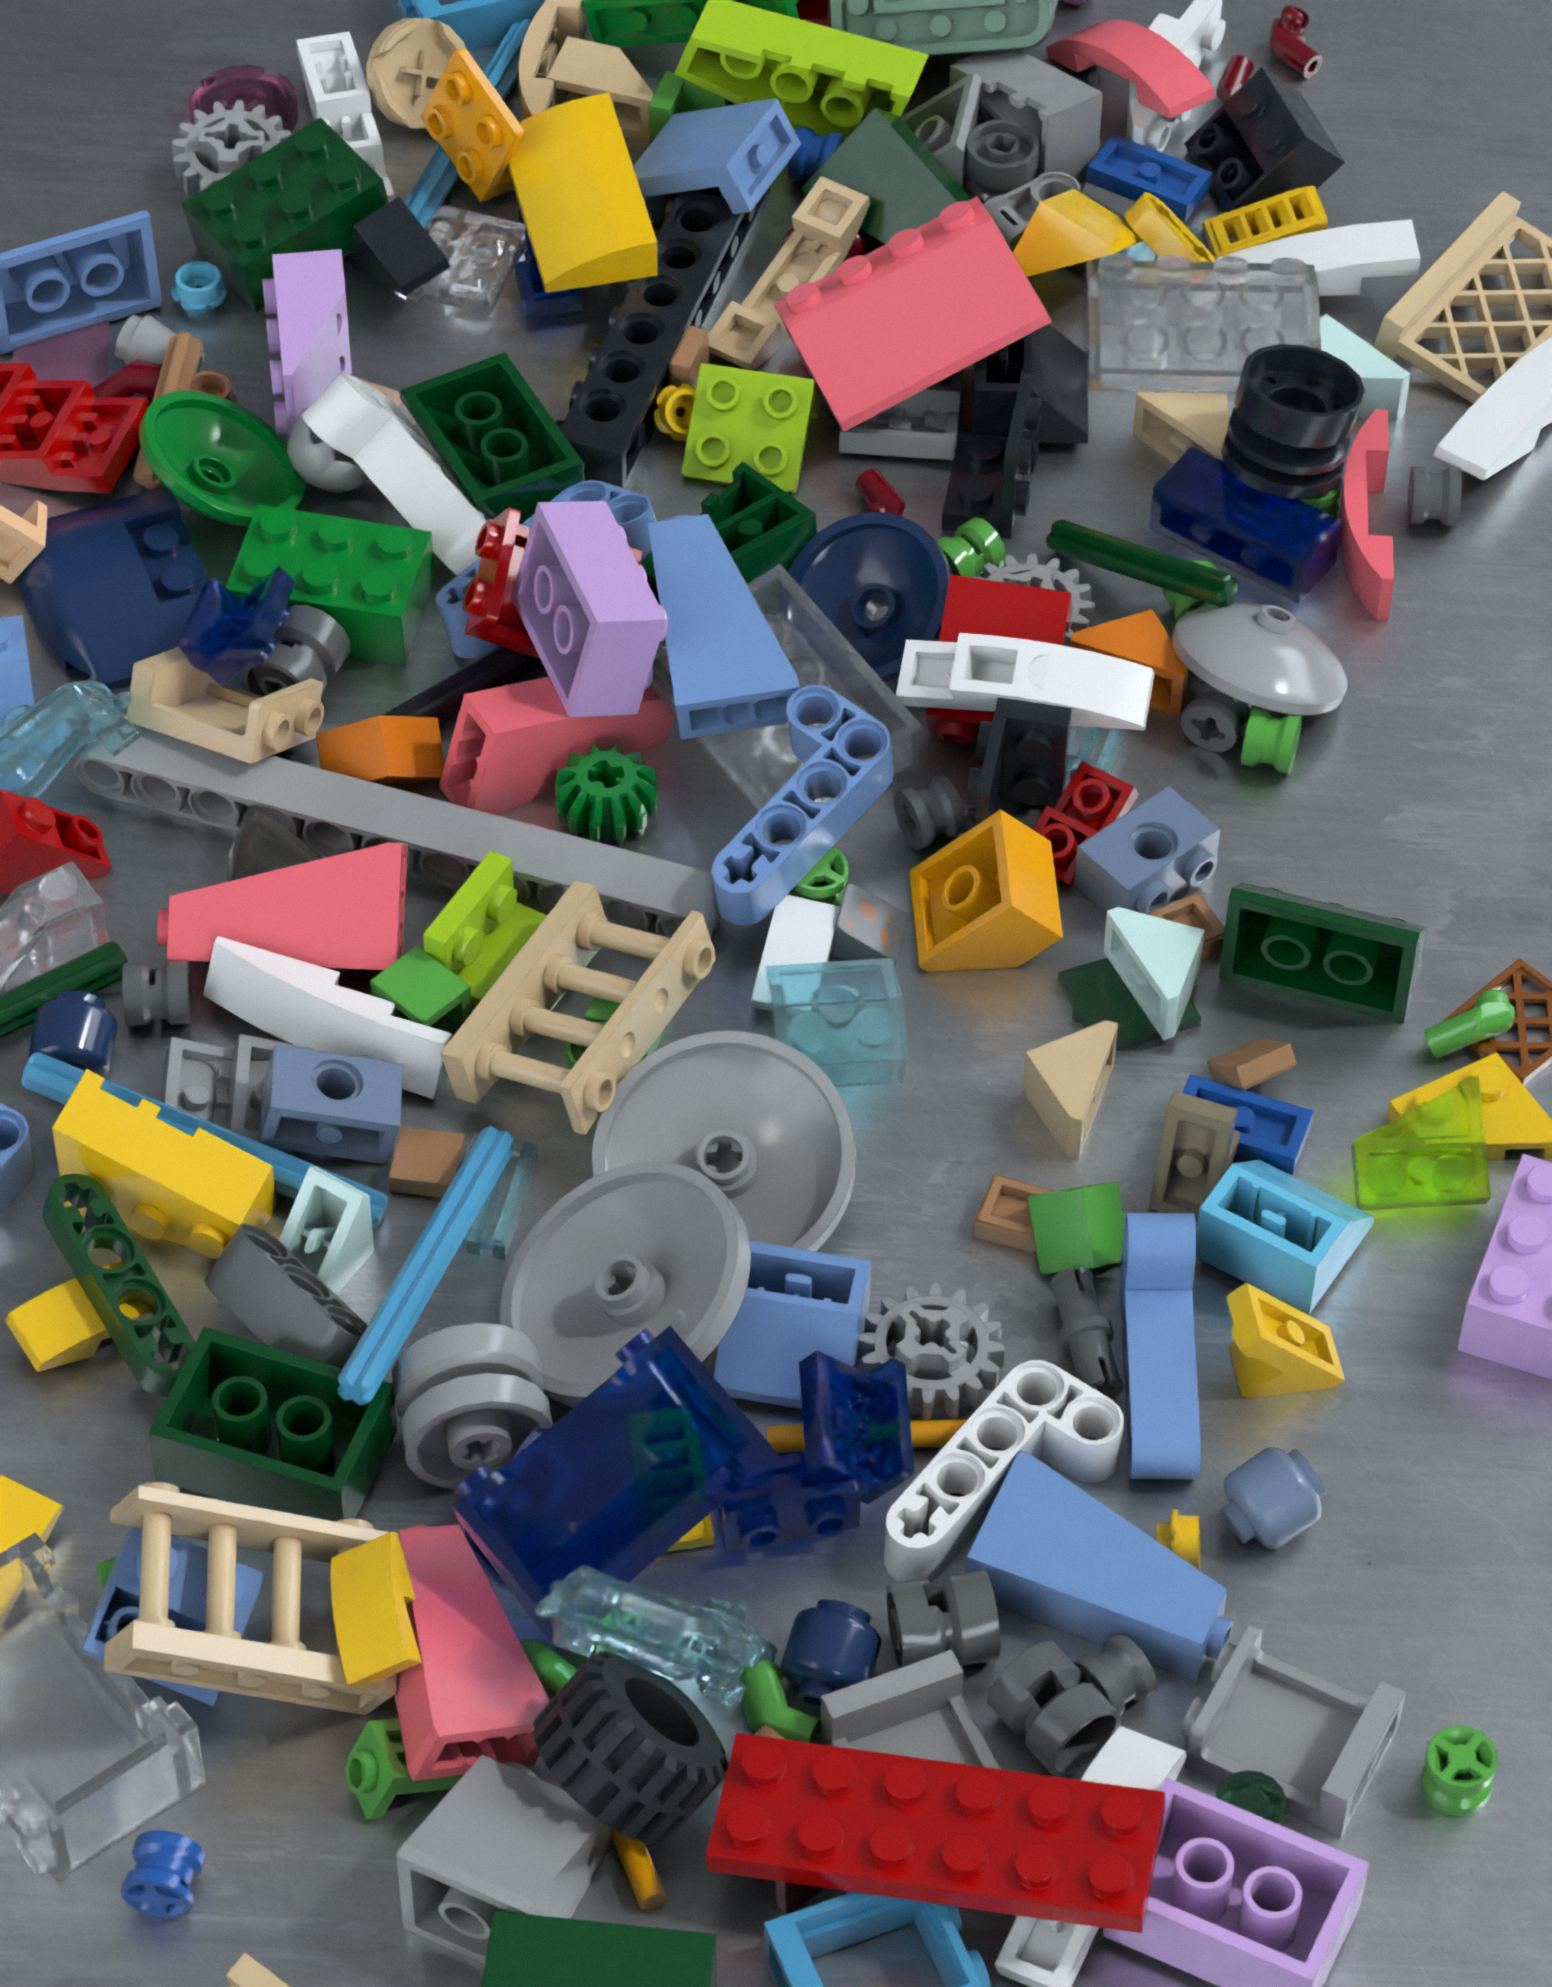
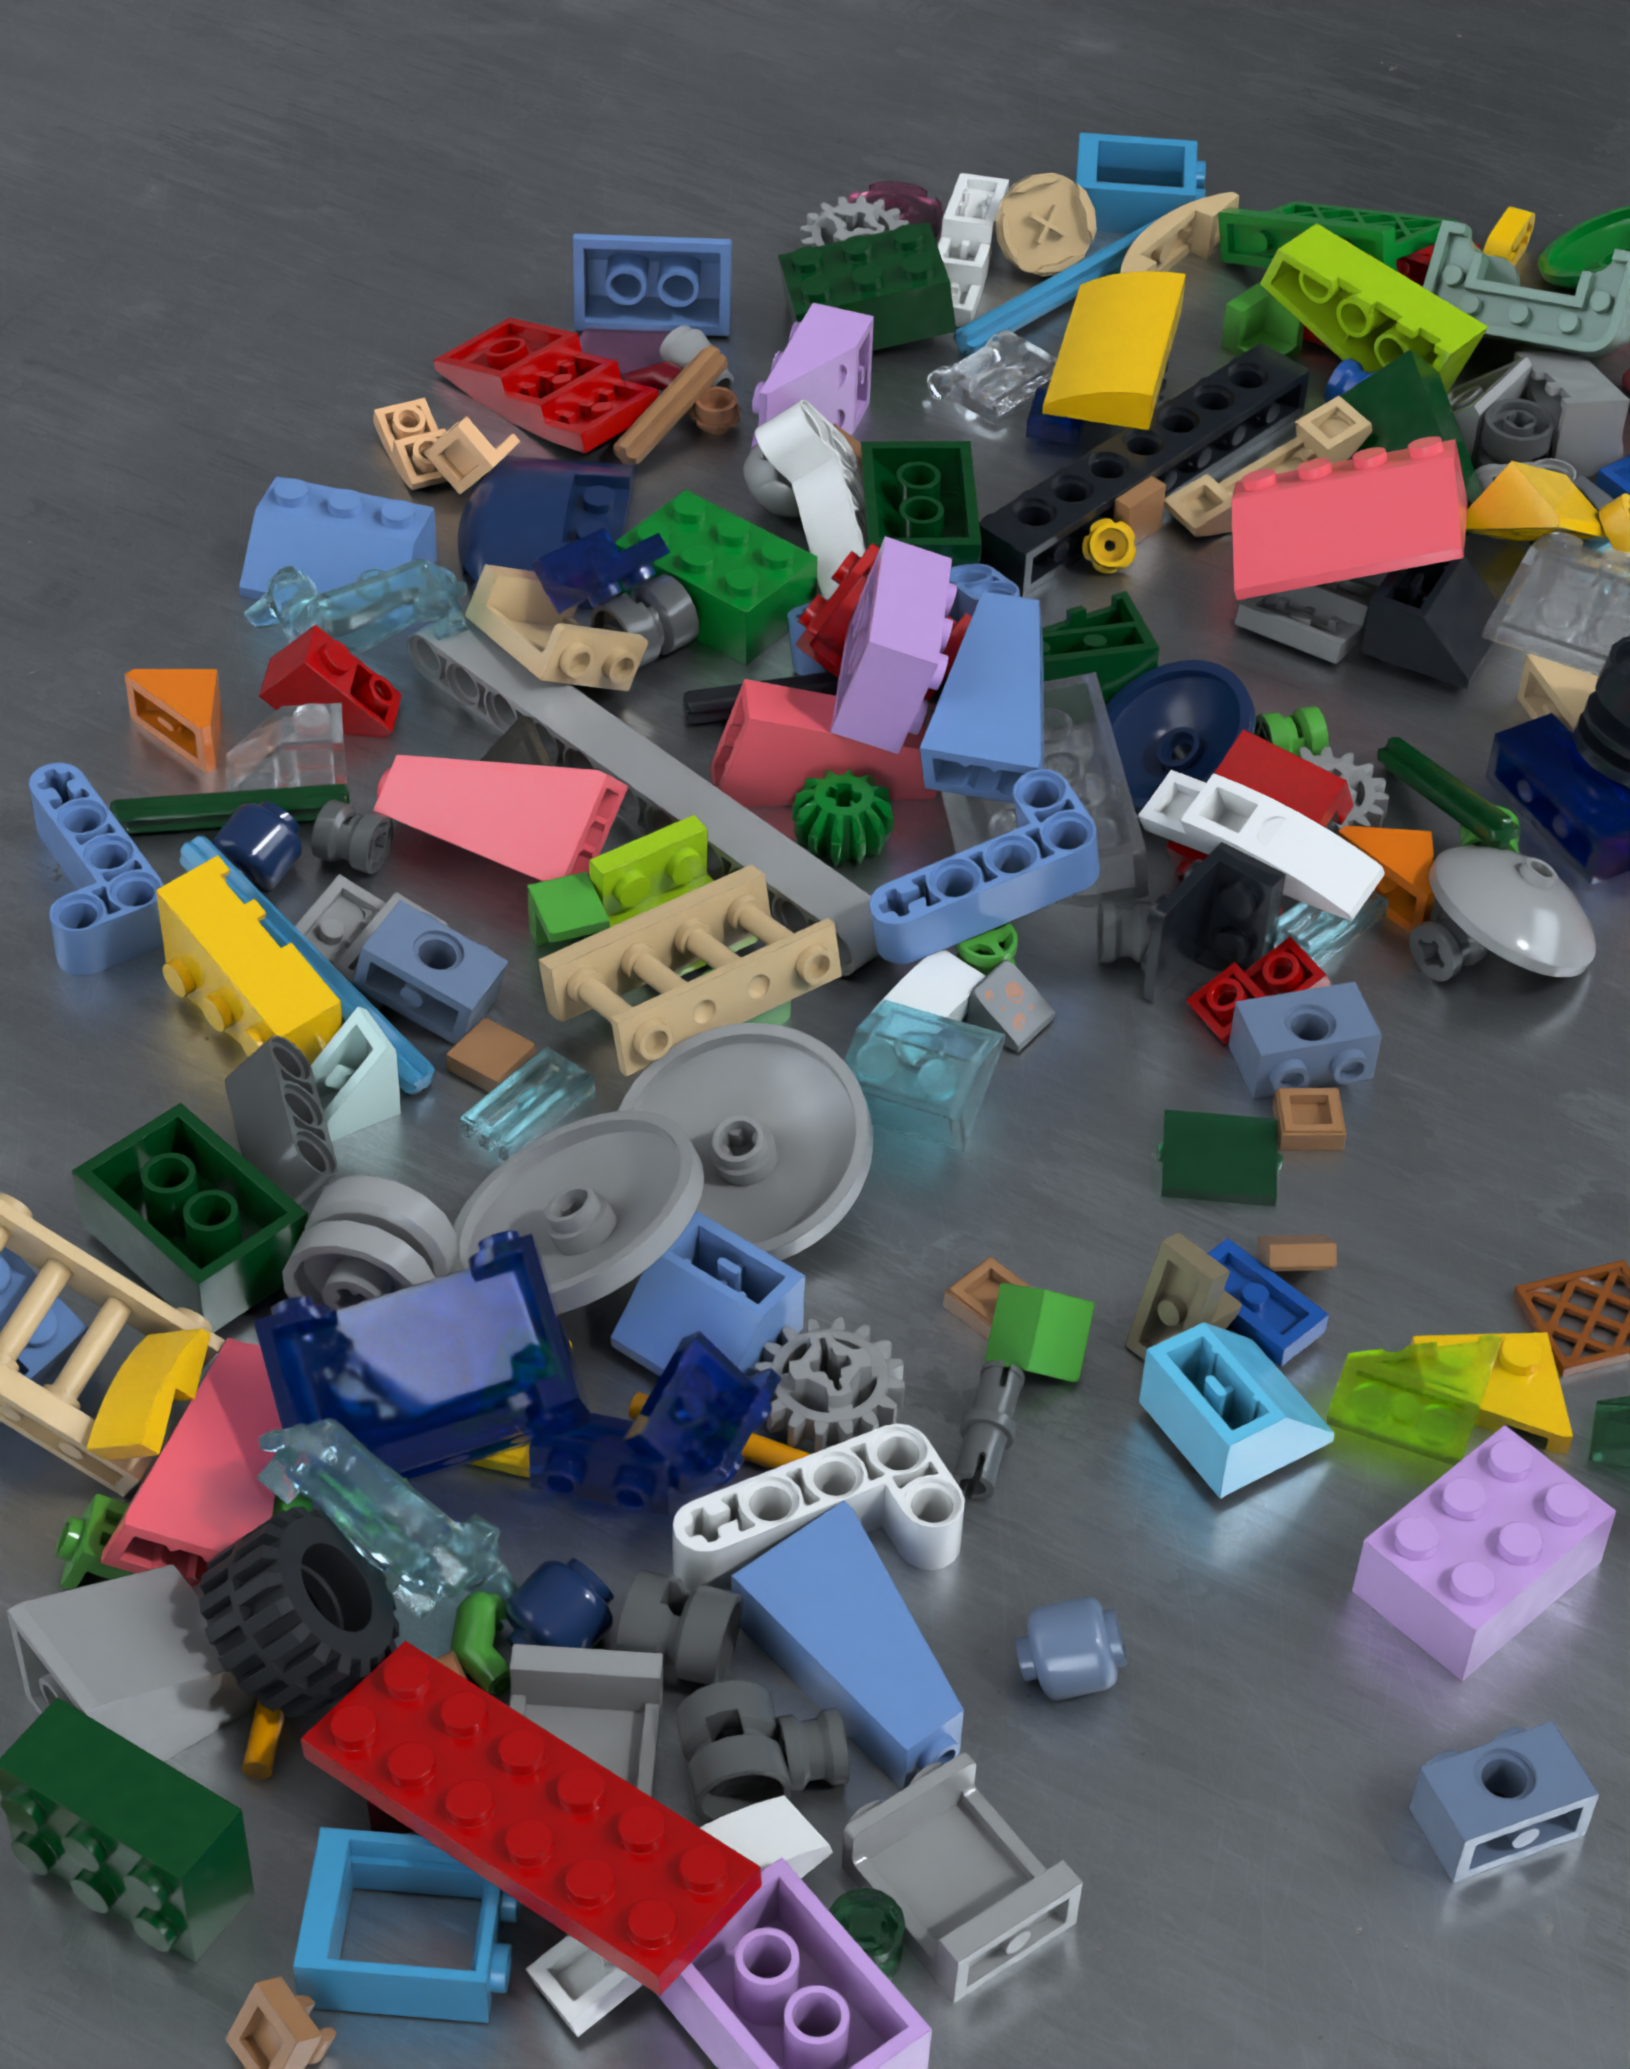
camera: 25 degrees right, 5 degrees down
(64, 1325) = (100, 1062): yellow slope -> none
(112, 1286) = (146, 1047): dark green beam -> none
(198, 287) = (764, 329): medium azure plate -> none
(218, 456) = (678, 443): green dish -> none
(311, 1011) = (469, 897): white slope -> none
(384, 750) = (674, 715): orange slope -> none
(396, 249) = (937, 341): black slope -> none
(425, 1266) = (406, 1128): dark azure axle -> none
(473, 126) = (1057, 268): light orange bracket -> none
(597, 68) = (1207, 282): tan slope -> none
(721, 147) = (1265, 352): medium blue panel -> none
(749, 420) = (1163, 571): lime bracket -> none
(879, 493) = (1248, 667): dark red arm -> none
(986, 899) = (1132, 1021): light orange slope -> none
(991, 470) = (1367, 676): black bracket -> none
(1068, 1082) = (1116, 1203): tan slope -> none
(1156, 962) = (1258, 1132): light aqua slope -> none
(1160, 1346) = (1047, 1465): medium blue beam -> none
(1181, 1536) = (961, 1652): yellow plate -> none
(1271, 740) = (1486, 983): bright green wheel -> none
(1279, 1347) = (1166, 1511): yellow slope -> none
(1321, 951) = (1422, 1177): dark green slope -> none
(1459, 1752) = (1111, 1968): bright green wheel -> none
(1488, 1019) = (1553, 1298): bright green arm -> none

